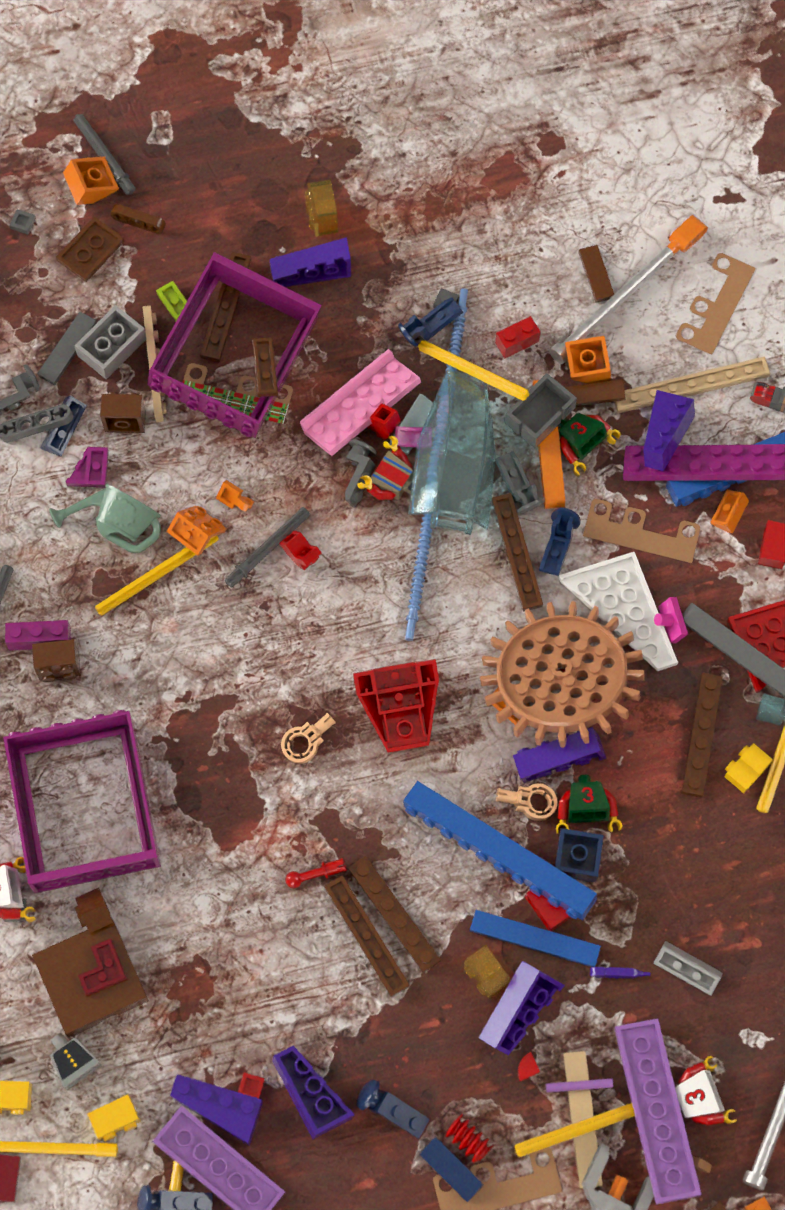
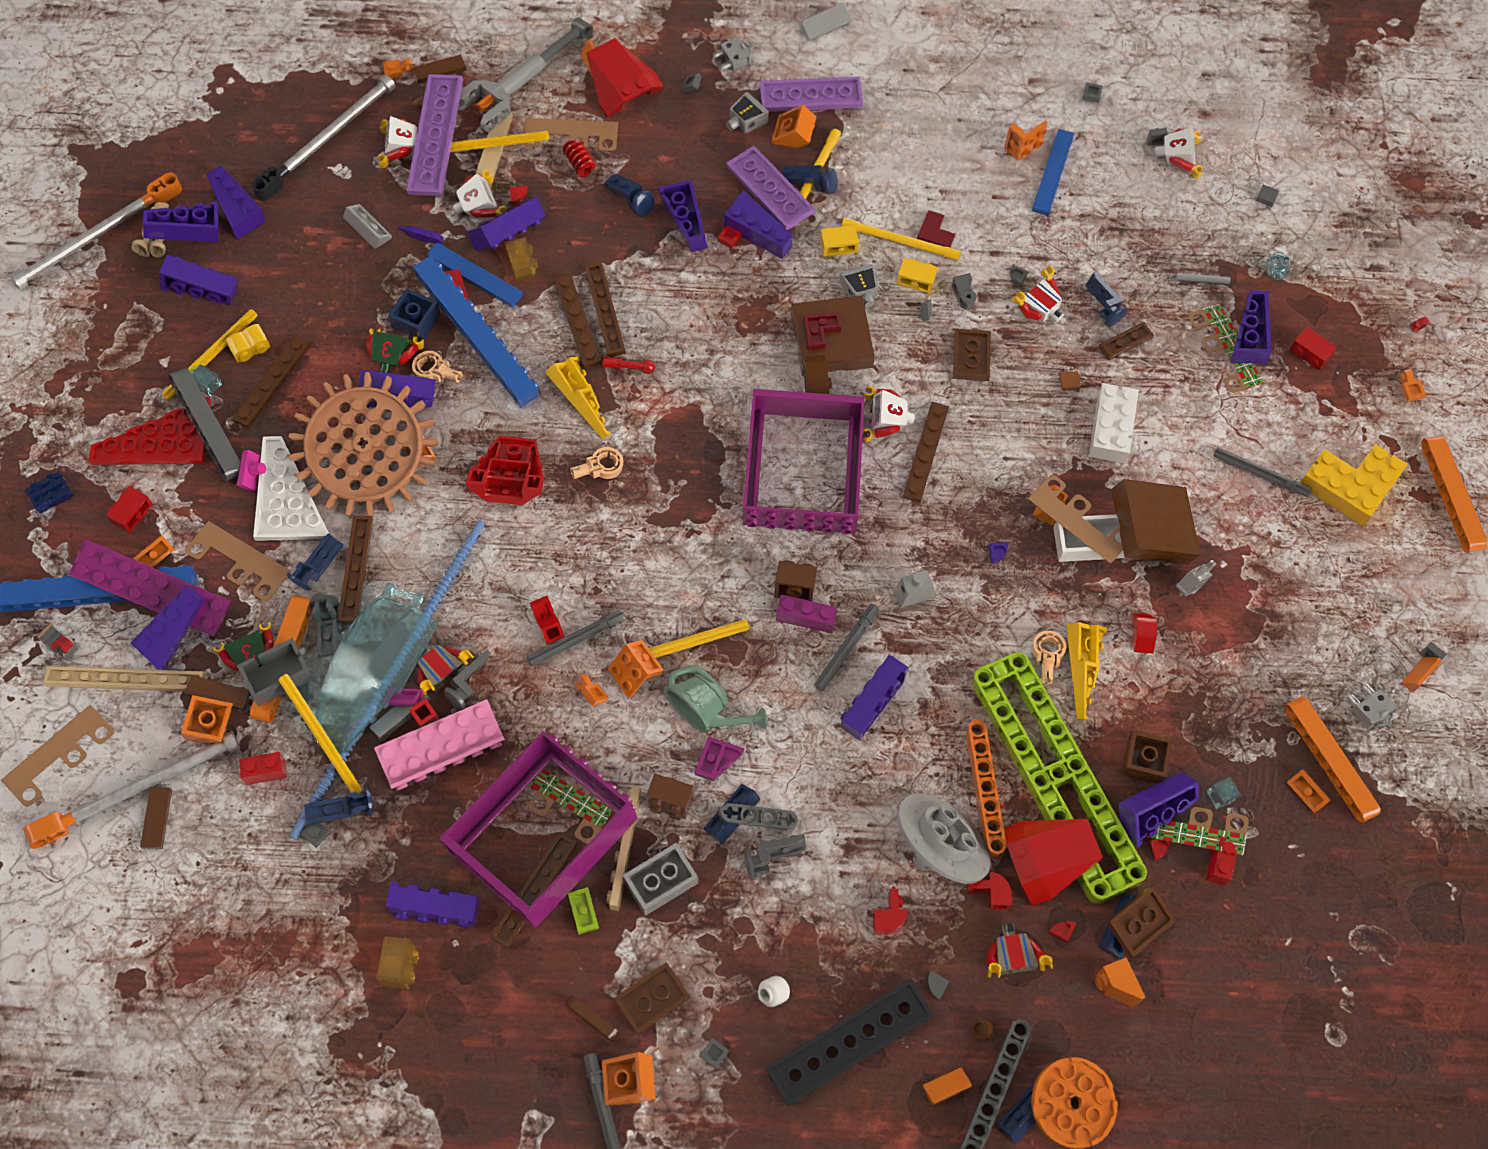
camera: 165 degrees left, 5 degrees down
(65, 349) = (705, 894): dark grey tile -> none
(265, 367) = (517, 783): reddish brown tile -> none
(371, 830) = (572, 383): none -> yellow wedge
(451, 1169) = (599, 147): dark blue slope -> none
(570, 1037) = (477, 198): none -> white torso
(579, 1085) = (479, 168): medium lavender piece -> none

